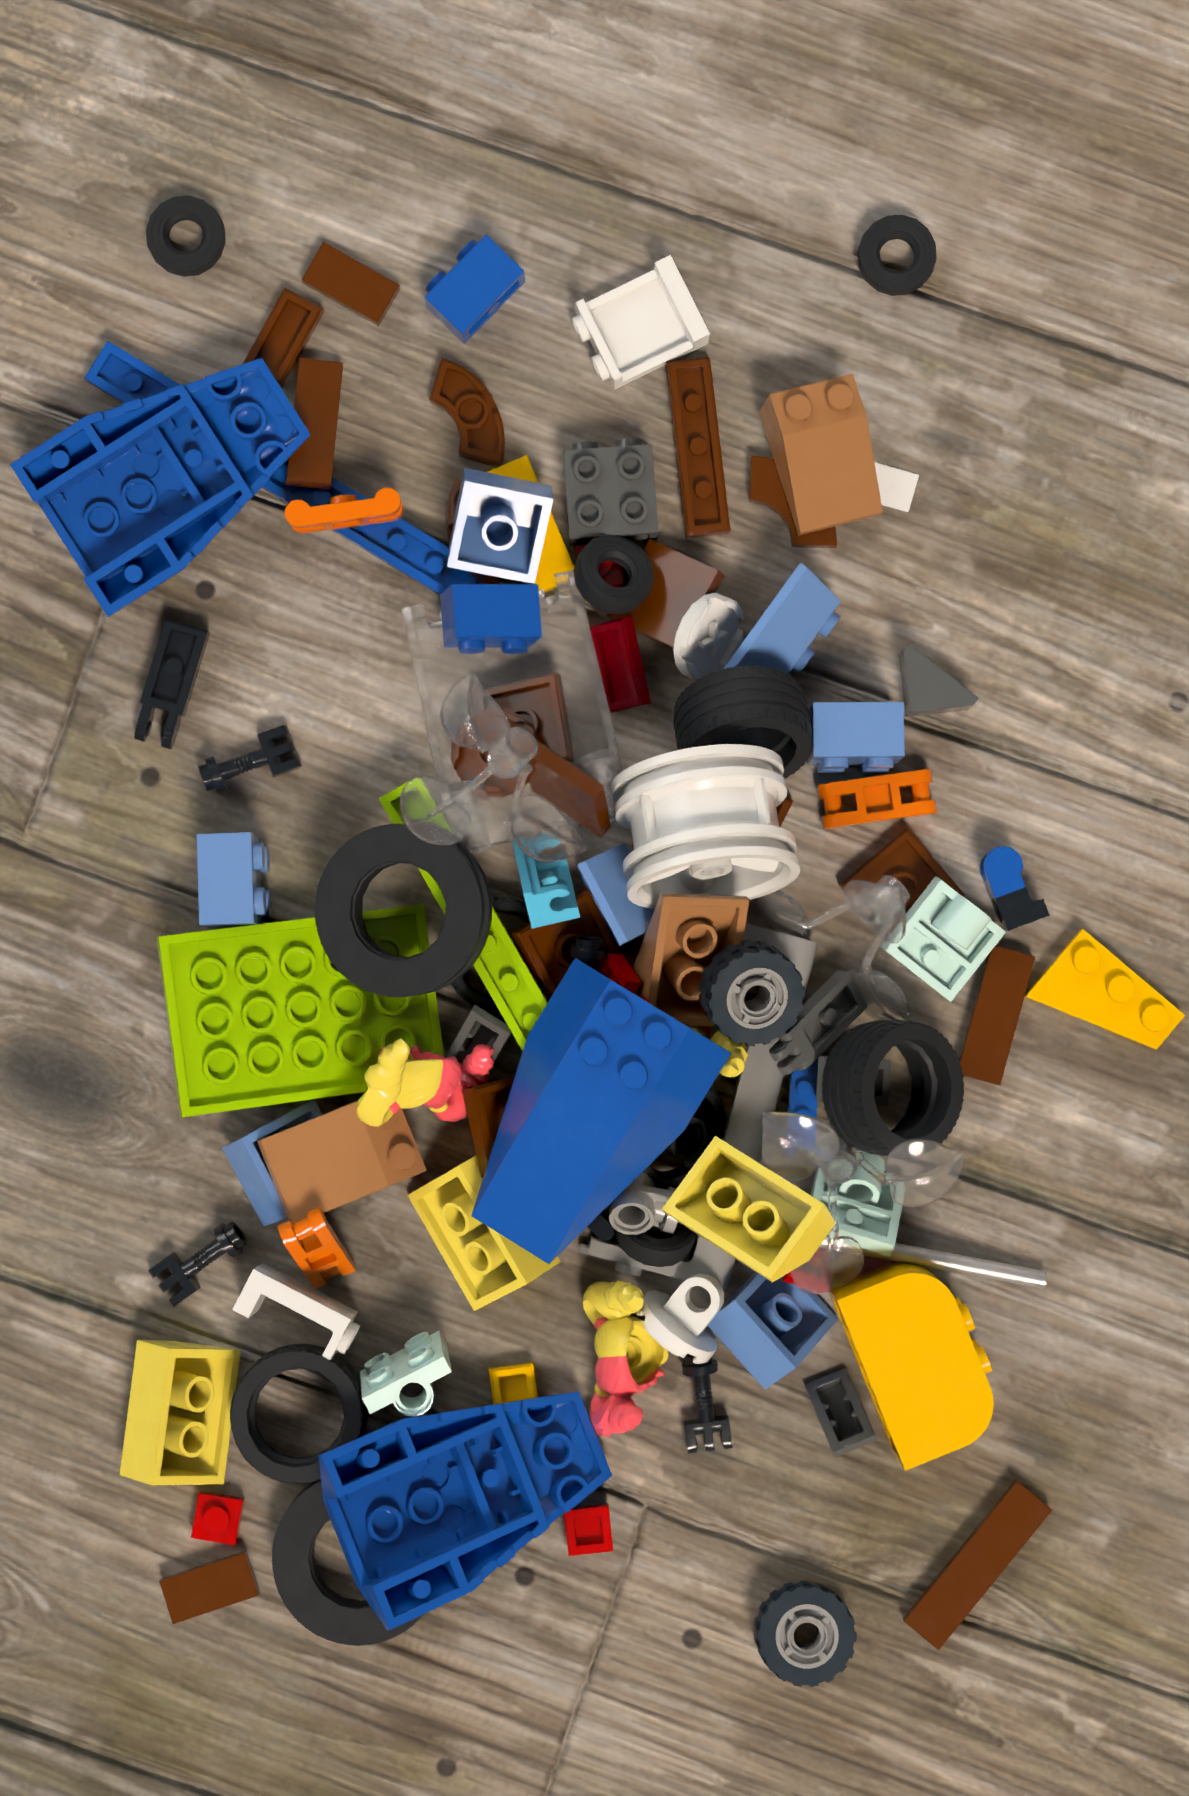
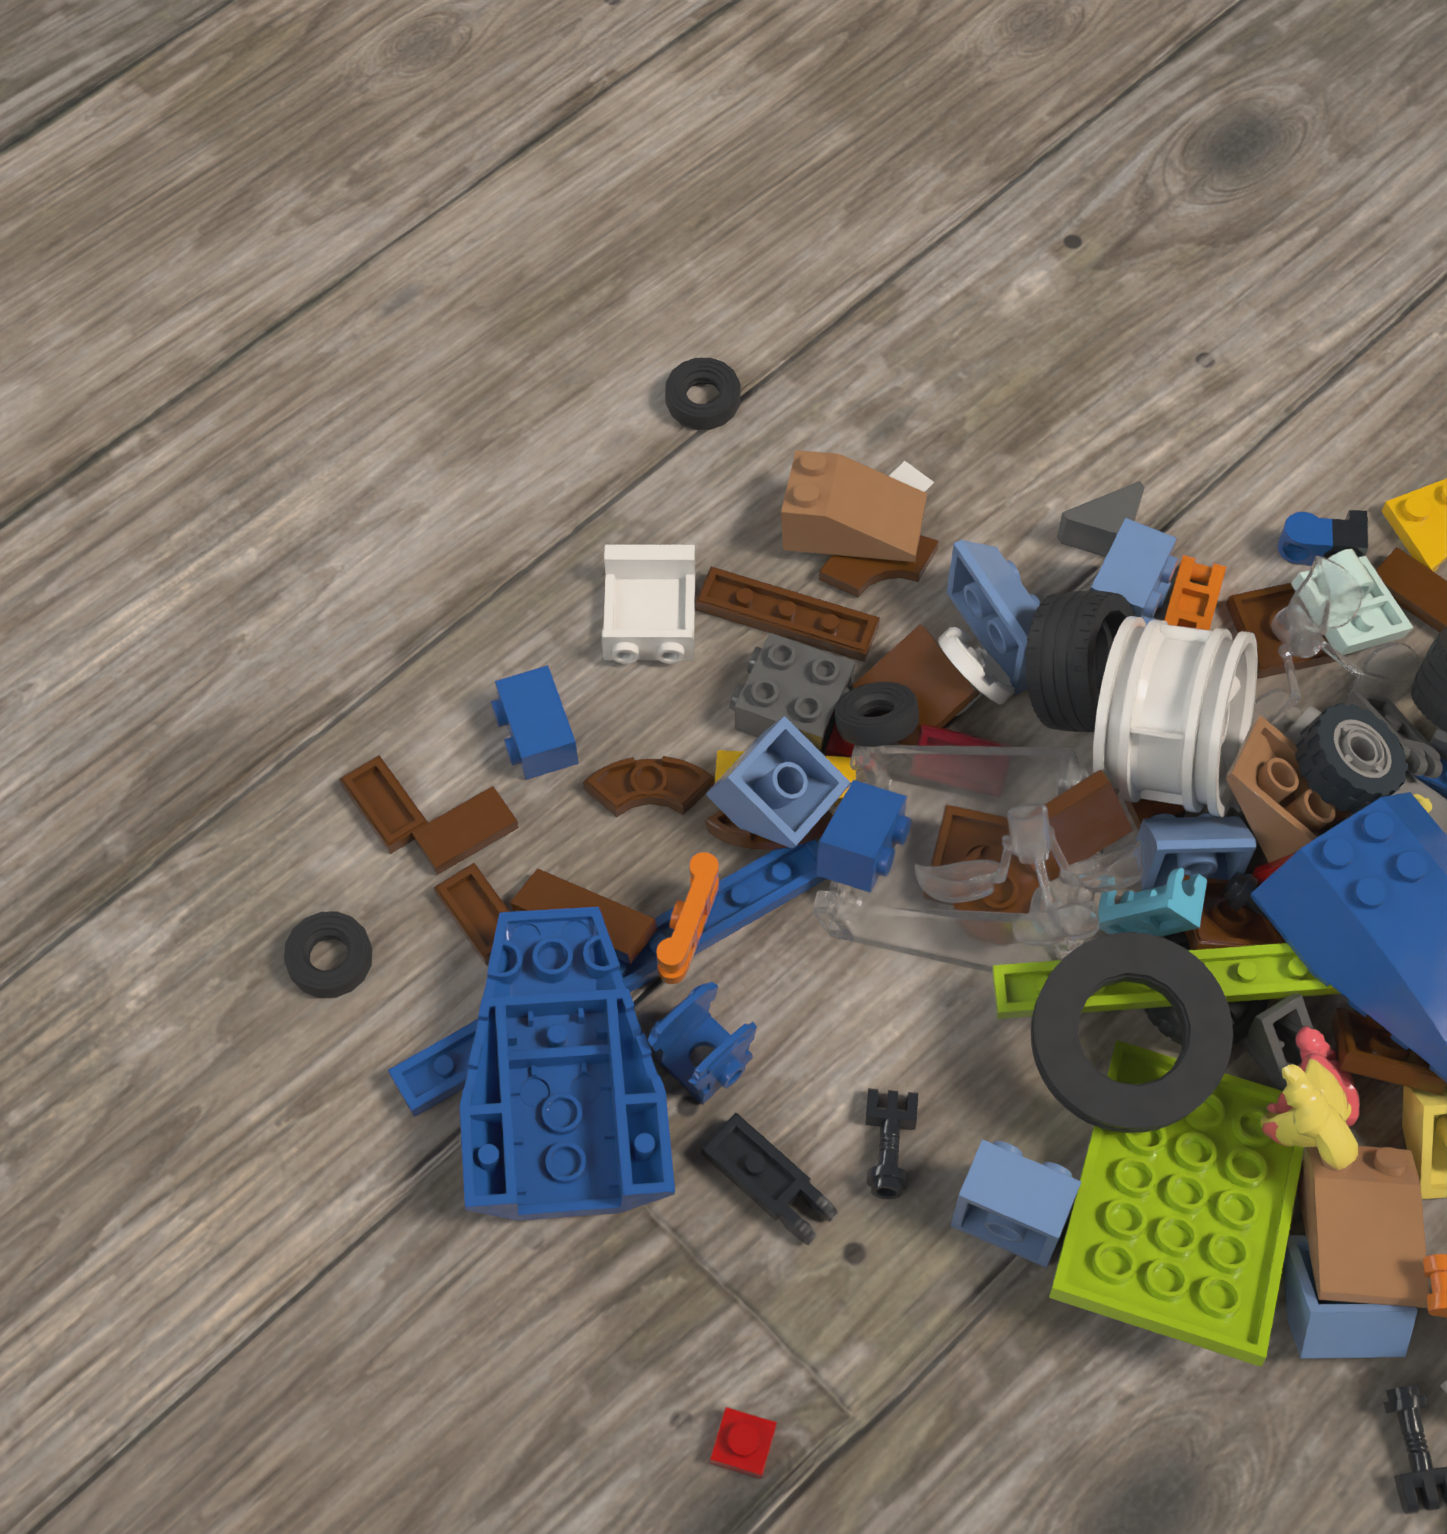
camera: 65 degrees left, 25 degrees down
(240, 557) = (693, 1026): none -> blue piece
(342, 203) = (383, 803): none -> reddish brown tile

